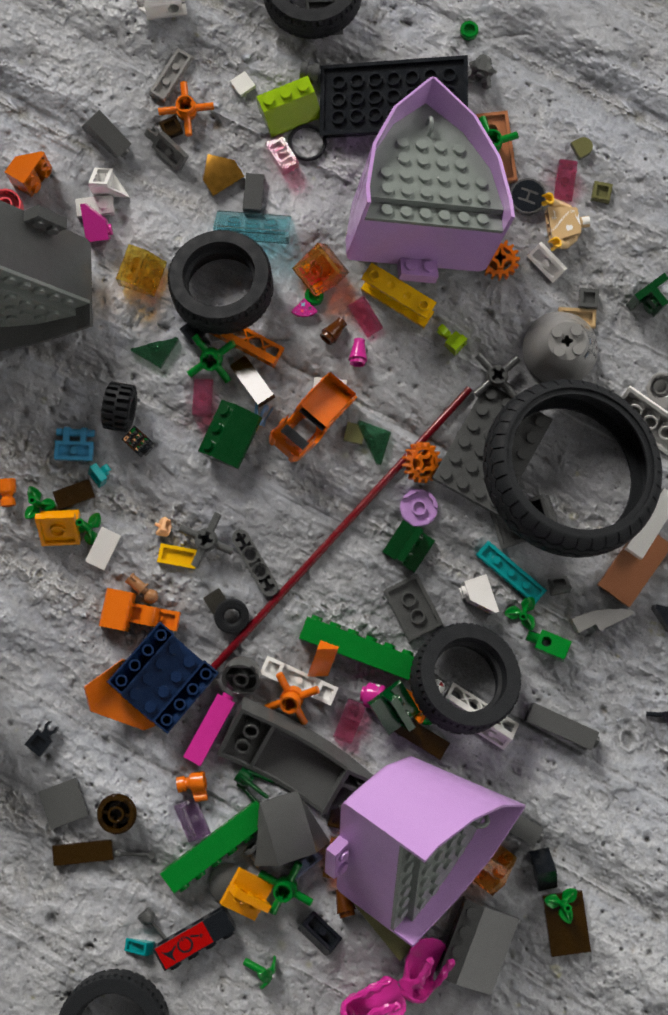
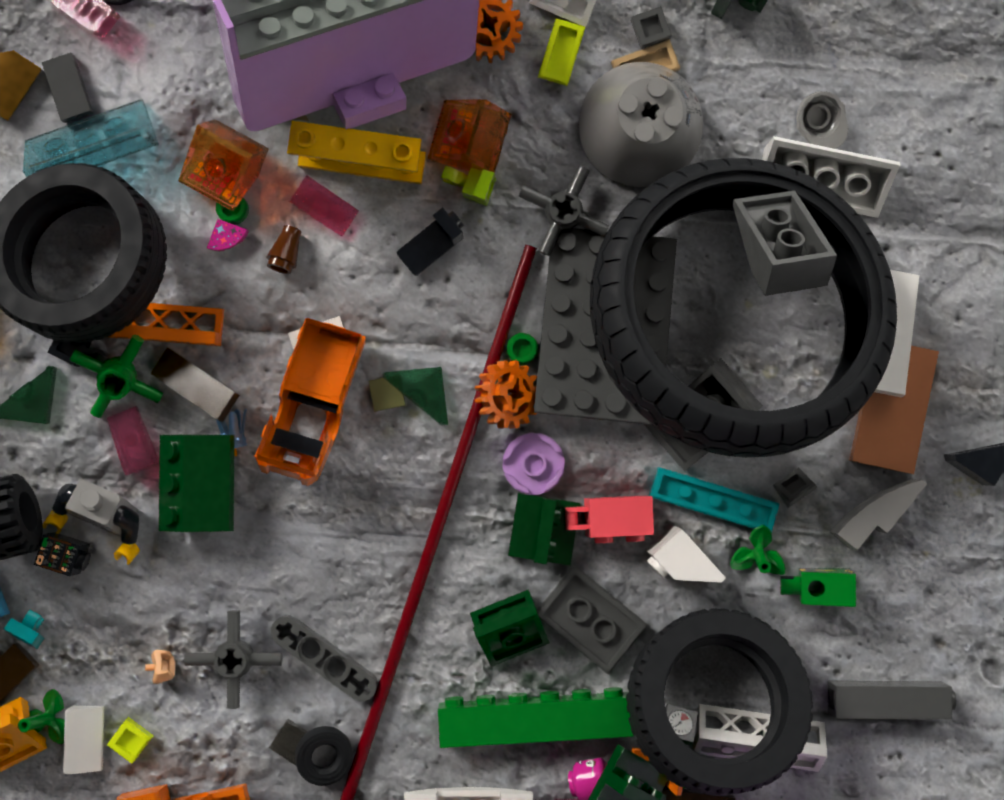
camera: 20 degrees left, 5 degrees up
(127, 560) = (130, 740): none -> neon yellow tile
(150, 595) = (187, 779): medium nougat pin -> none
(170, 425) = (99, 509): none -> torso
(176, 555) = (199, 700): yellow tile -> none
(323, 659) = (490, 762): orange slope -> none
(358, 353) = (338, 268): dark pink cone -> none
(366, 592) = (509, 628): none -> dark green bracket
(416, 362) = (432, 242): none -> black bracket
(441, 441) = (522, 348): none -> green tile
(450, 555) = (613, 518): none -> coral brick
(462, 312) = (469, 134): none -> clear orange slope
(533, 290) = (561, 52): none -> neon yellow tile
(608, 441) = (783, 243): none -> dark grey slope

